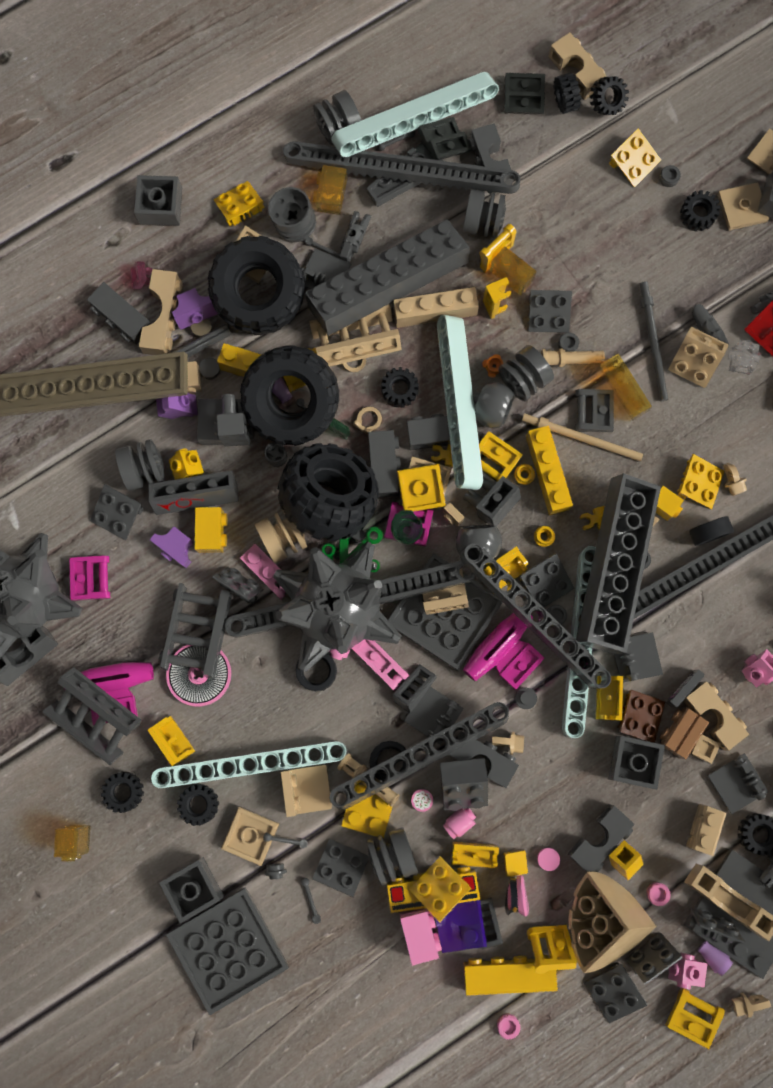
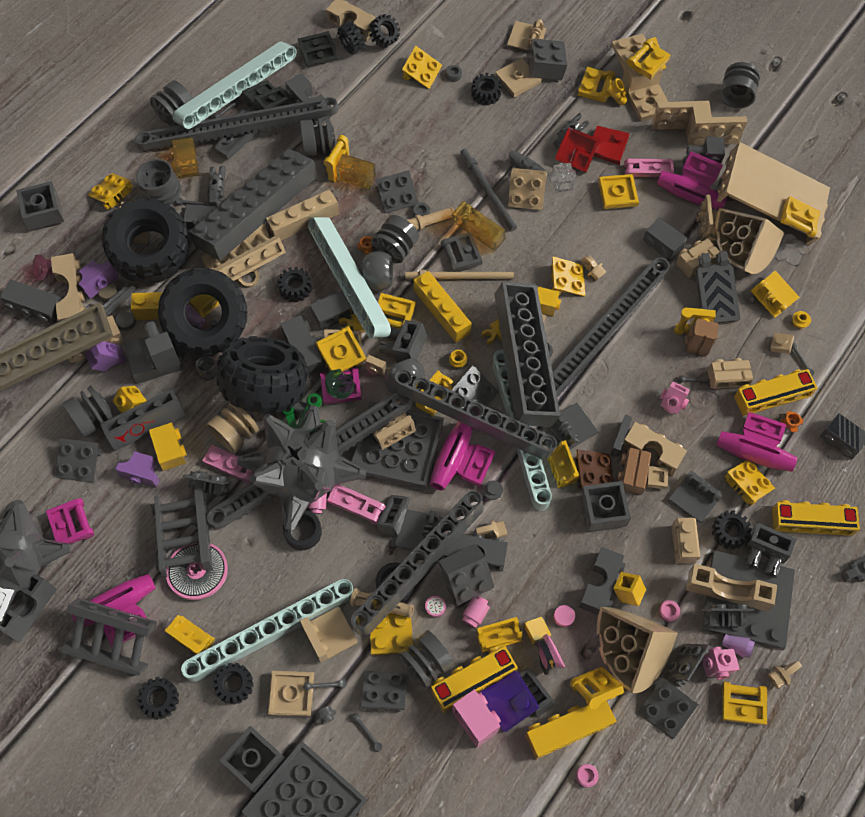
camera: 25 degrees left, 15 degrees down
(72, 842) = (123, 756): clear yellow brick -> none
(340, 429) = (253, 329): clear green tile -> none
(358, 424) = (268, 323): tan piece -> none
(440, 889) = (479, 669): yellow hinge -> none
(493, 295) = (348, 193): yellow hinge -> none
(524, 468) = (423, 312): yellow plate -> none
(711, 531) = (590, 308): black tyre -> none

